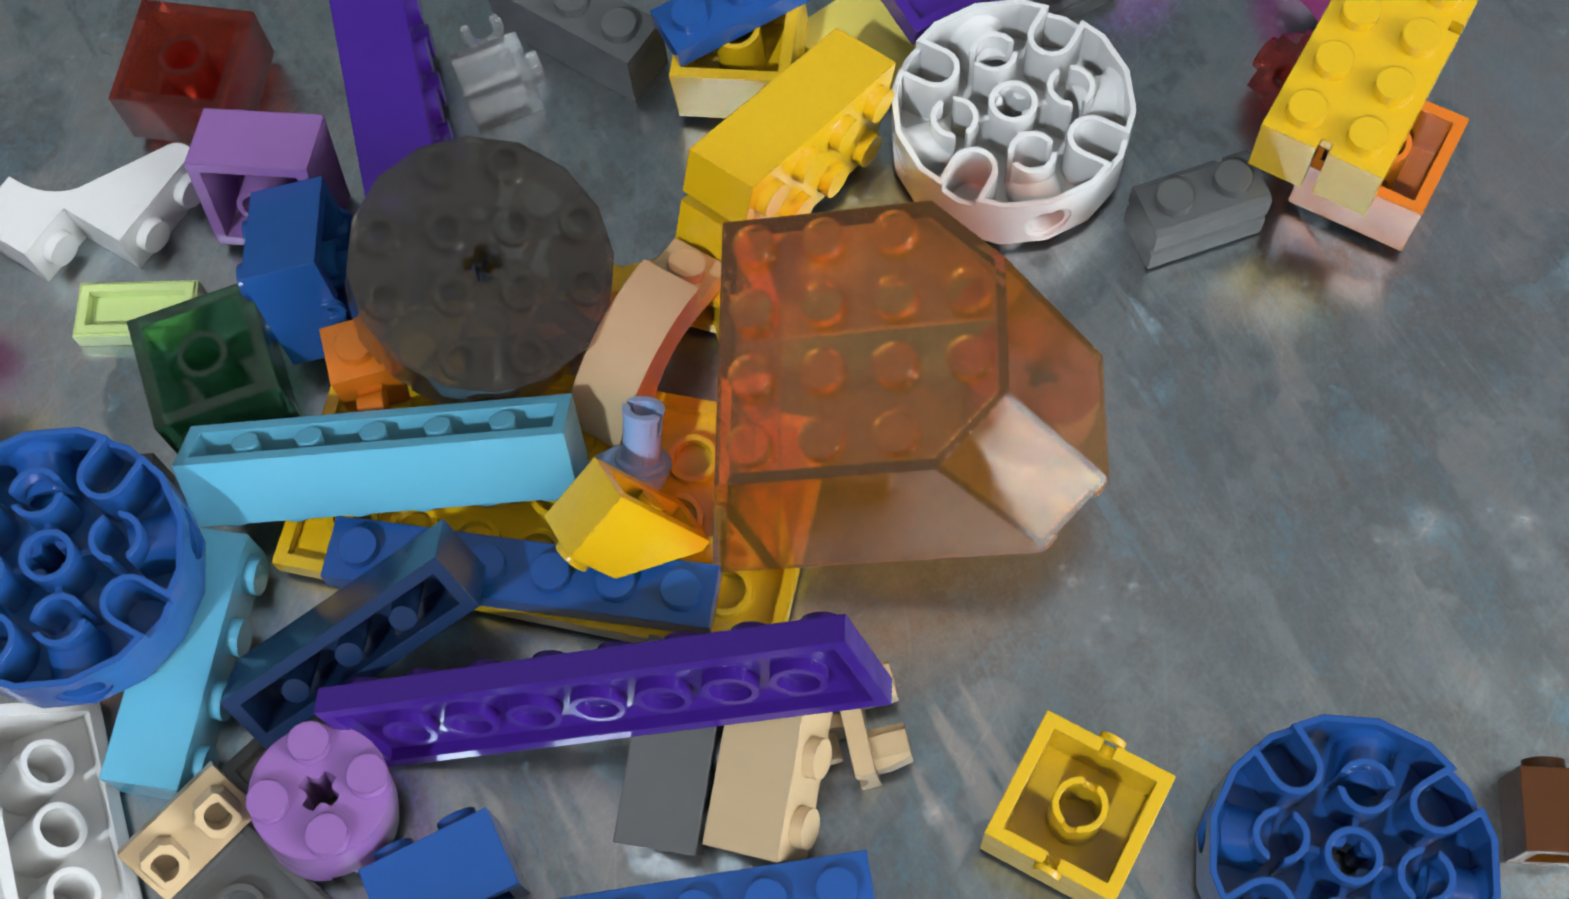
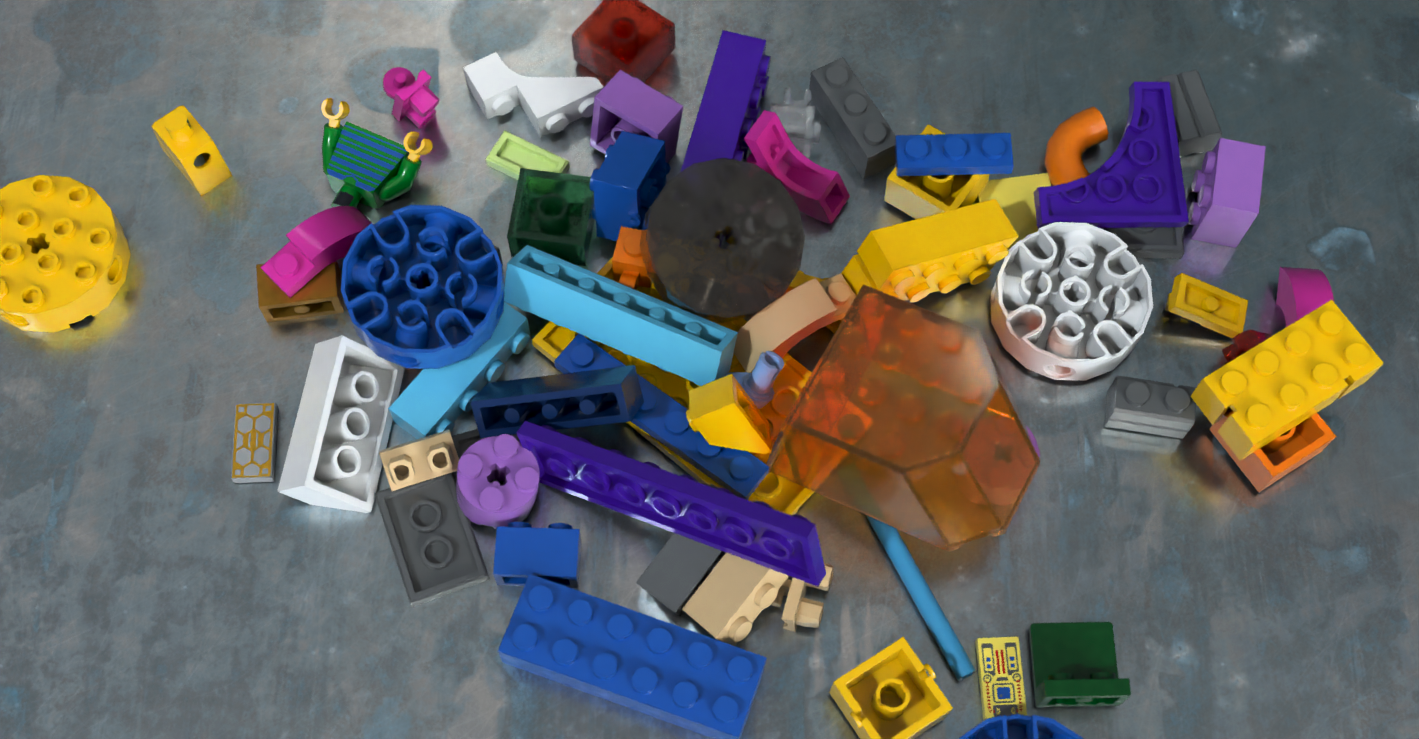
camera: 20 degrees right, 0 degrees up
(577, 138) = (812, 187): none -> dark pink arch
(1039, 639) = (924, 599): none -> dark azure piece
(1193, 38) = (1207, 305): none -> yellow plate
(1208, 695) = (1000, 676): none -> light yellow tile
(1301, 619) = (1076, 665): none -> dark green bracket

